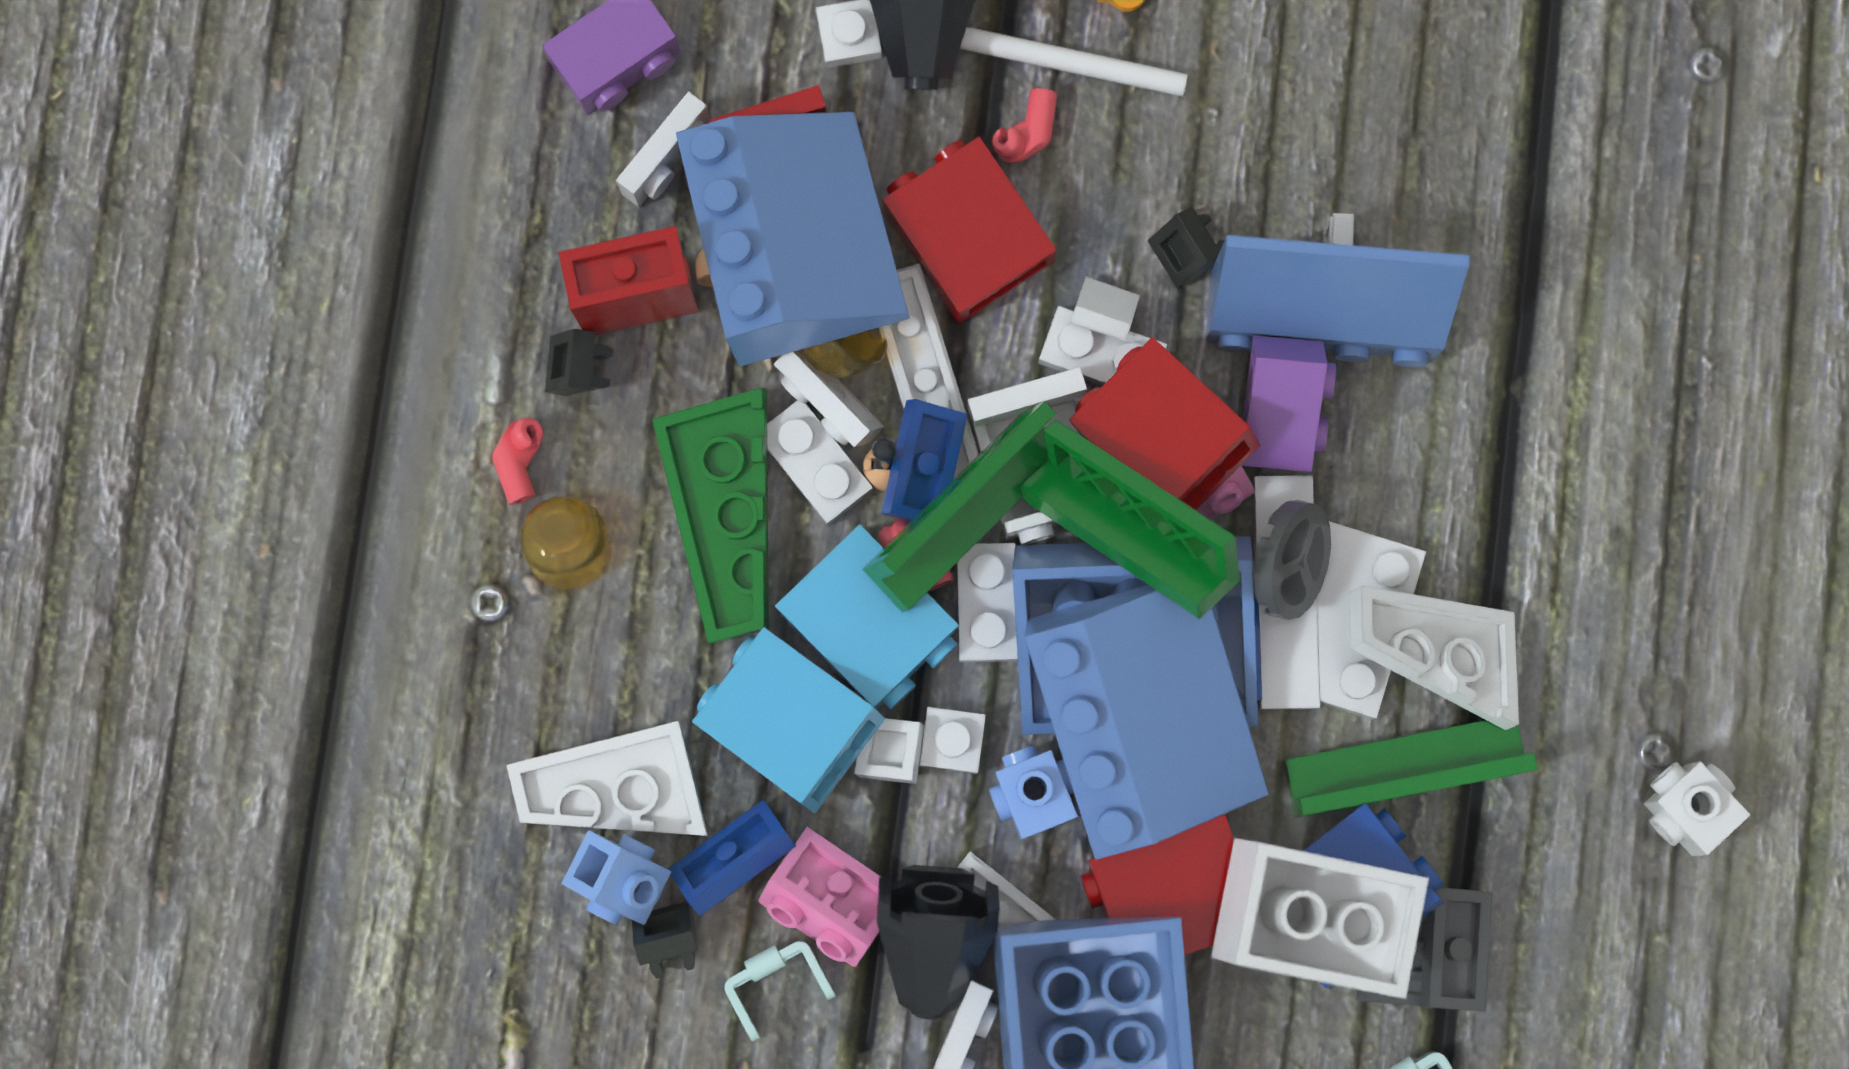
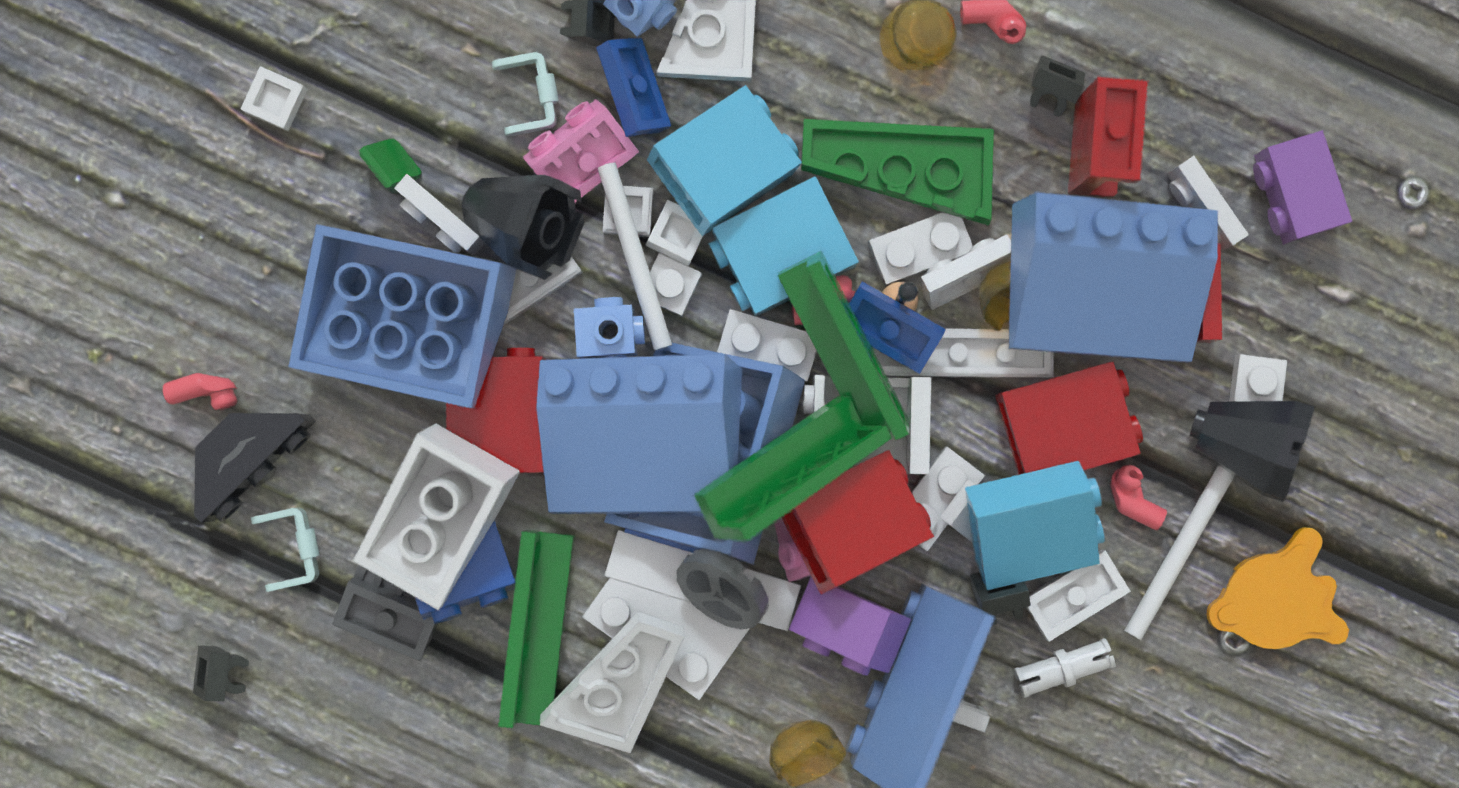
camera: 110 degrees right, 5 degrees up
(880, 819) = (641, 205): none -> white tile
(934, 790) = (634, 256): none -> white bar
(1099, 230) = (1034, 524): none -> medium azure brick
(1161, 160) = (1075, 596): none -> white plate
(1248, 149) = (1064, 668): none -> white pin
(1443, 410) = (805, 752): none -> clear yellow hair

